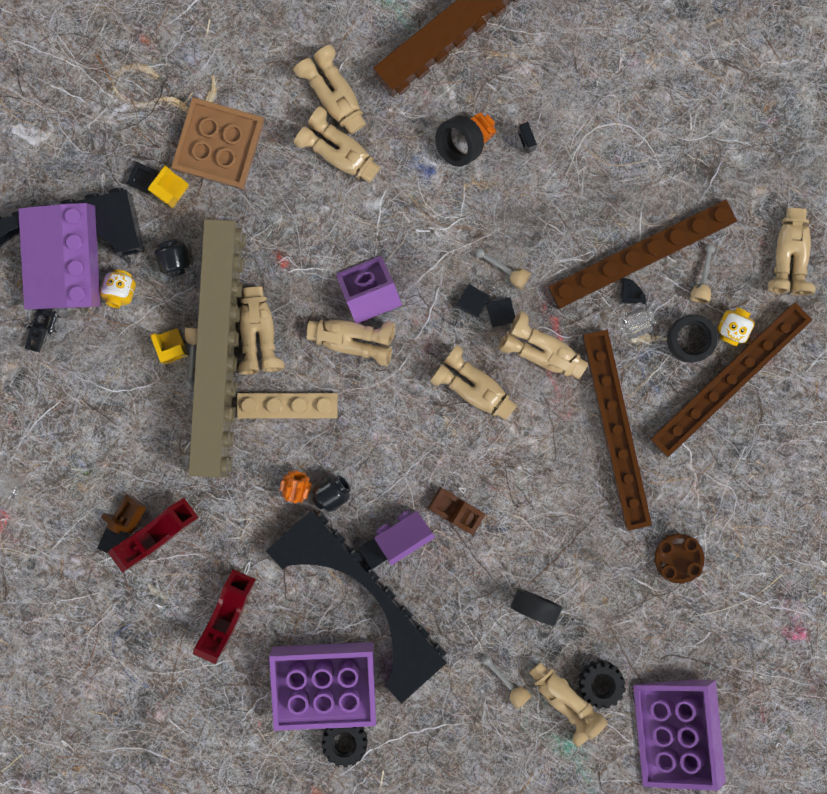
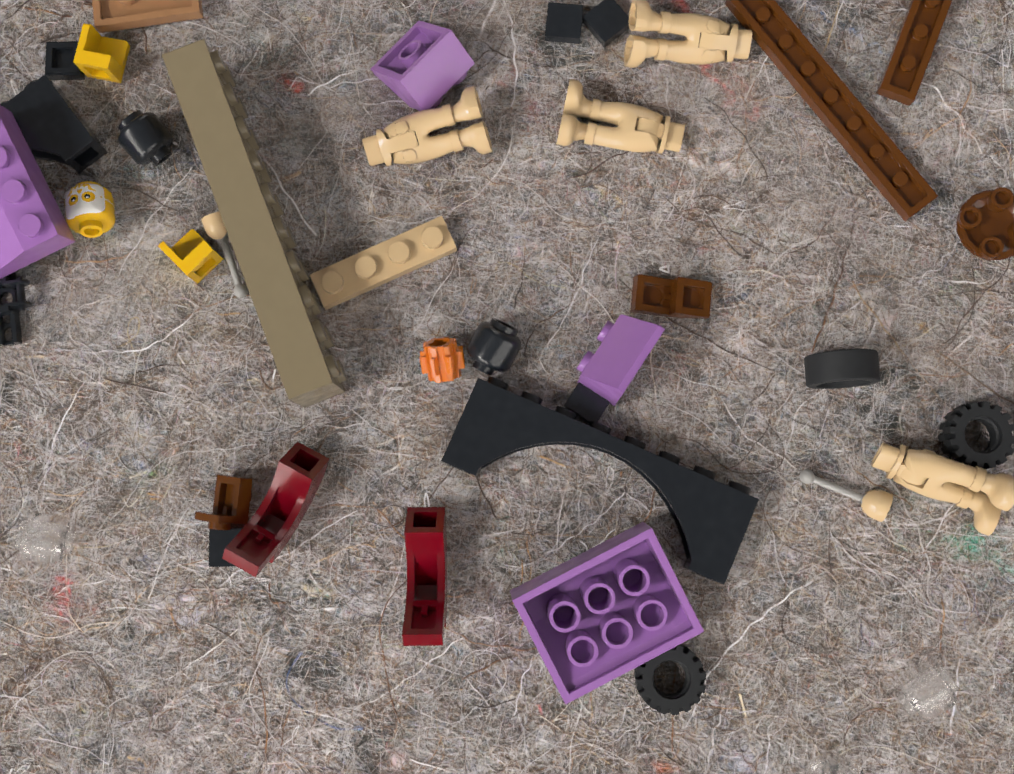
camera: 20 degrees left, 5 degrees down
(255, 318) = (292, 166): tan piece -> none

